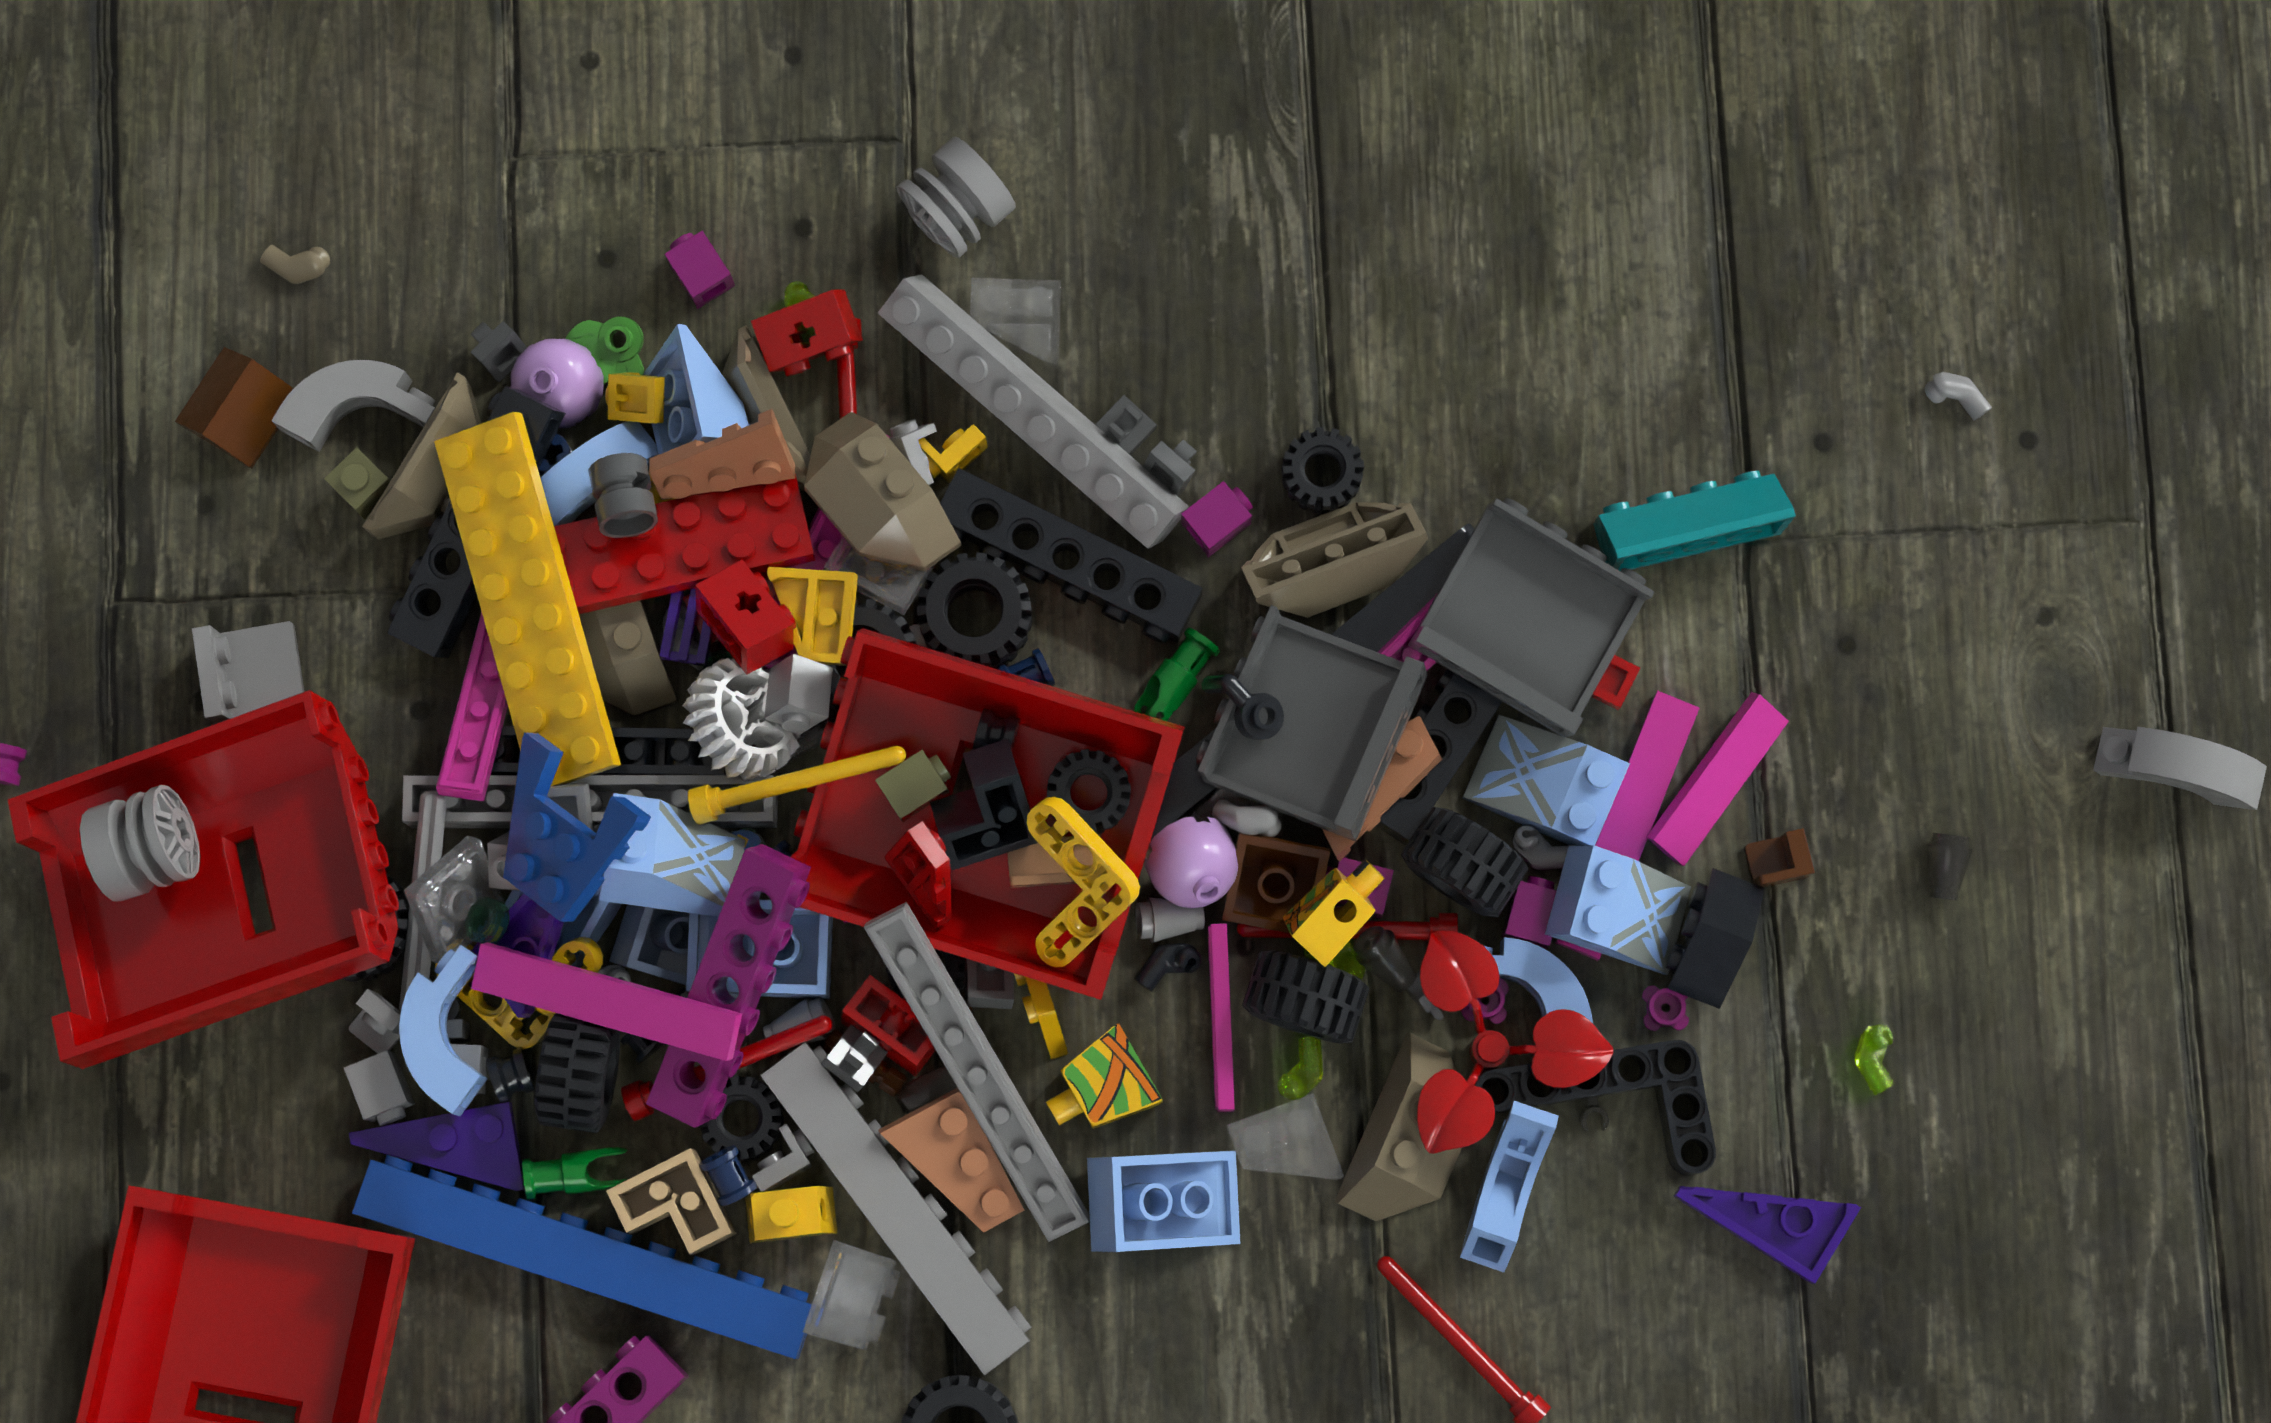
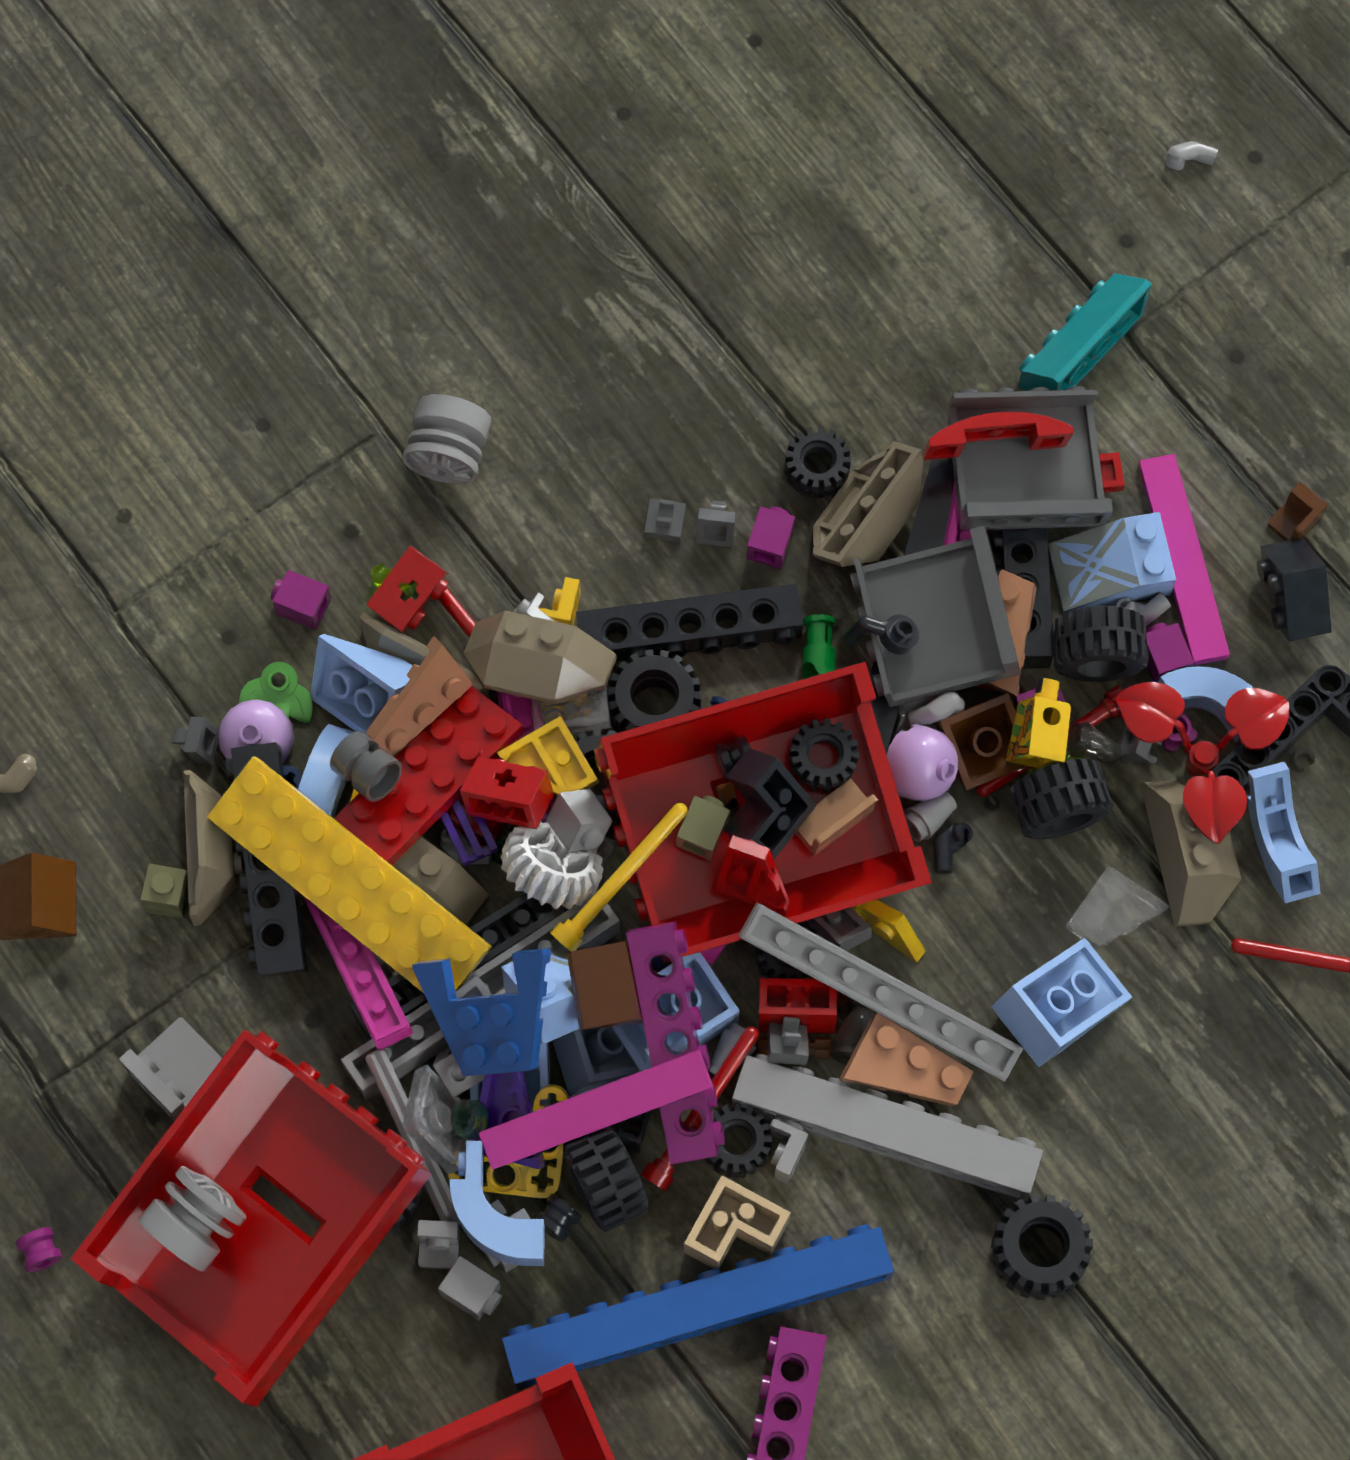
camera: 35 degrees left, 10 degrees down
(338, 389) = (111, 831): light grey arch -> none
(473, 1145) = (561, 1286): dark purple wing -> none
(566, 1173) = (642, 1260): green piece -> none
(635, 397) = (321, 707): yellow bracket -> none
(690, 886) = (604, 986): none -> reddish brown slope
(728, 1175) = (759, 1177): dark blue bush -> none
(791, 1213) = (816, 1181): yellow torso -> none
(851, 1296) = (900, 1202): clear slope -> none
(1020, 314) = (541, 493): clear wing -> none
(1033, 410) = (597, 544): light grey brick -> none
(1092, 879) = (870, 801): yellow beam -> none
(1105, 1083) = (967, 949): torso -> none
(1221, 1018) = (1012, 856): dark pink tile -> none
(1306, 1073) = (1094, 855): clear neon green arm -> none
(1562, 598) = (1040, 430): none -> red slope
(1617, 907) = (1217, 609): light blue slope -> none
(1656, 1017) = (1305, 660): magenta plate -> none
(1717, 779) = (1219, 491): dark pink tile -> none

